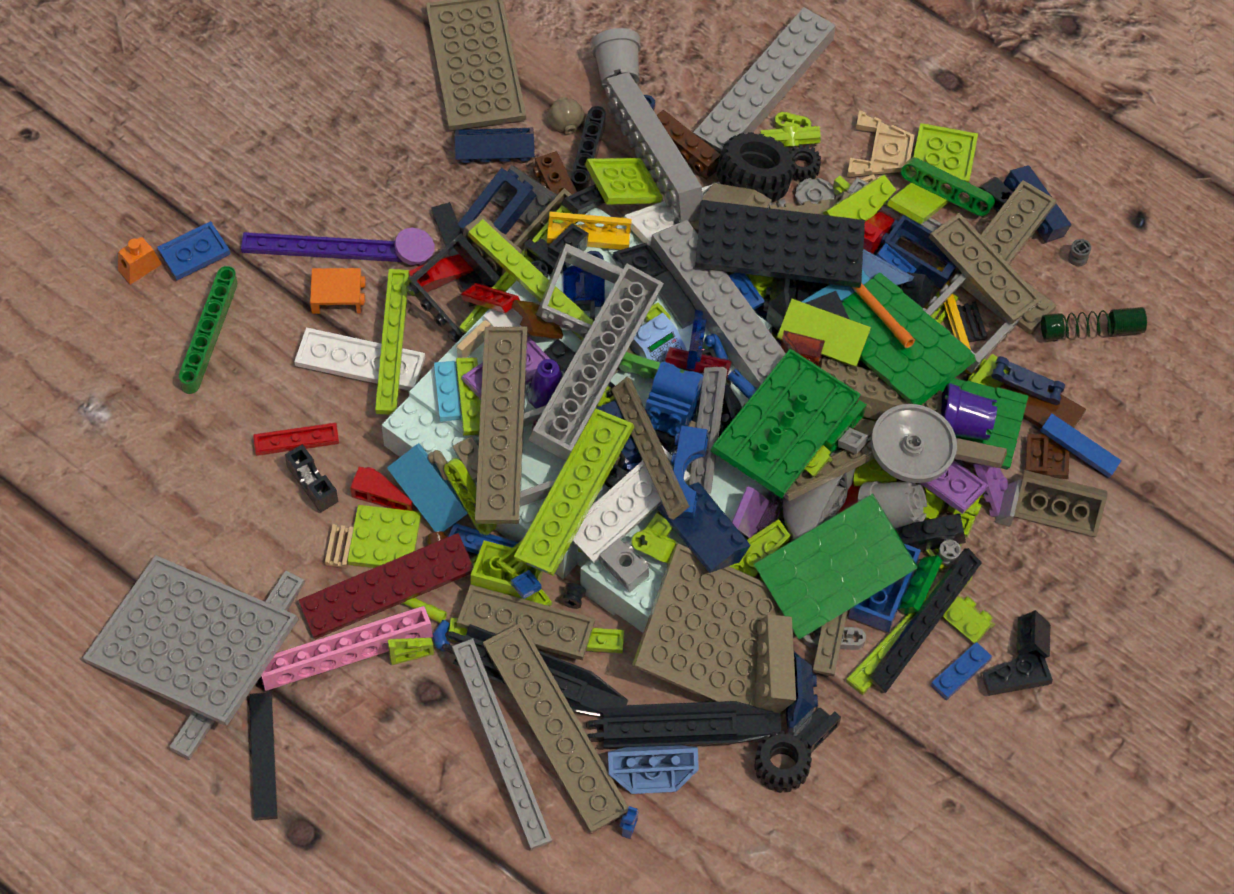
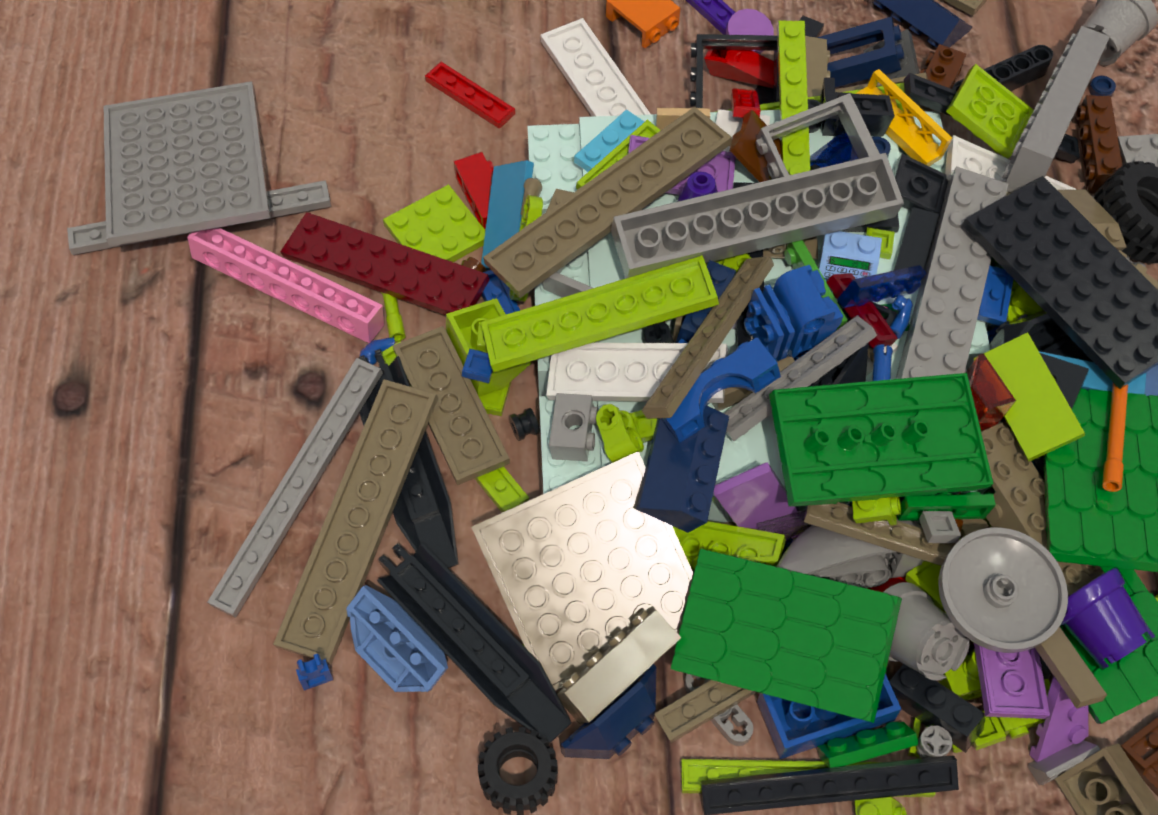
camera: 50 degrees right, 0 degrees up
(263, 756) = (122, 307): black tile -> none
(305, 472) = (433, 139): black arch -> none
(341, 530) = (392, 201): tan tile -> none
(392, 342) = (632, 81): lime plate -> none
(409, 649) = (331, 332): lime wing -> none
(565, 115) = (1012, 36): dark tan plant -> none
(818, 728) = (592, 776): black panel -> none

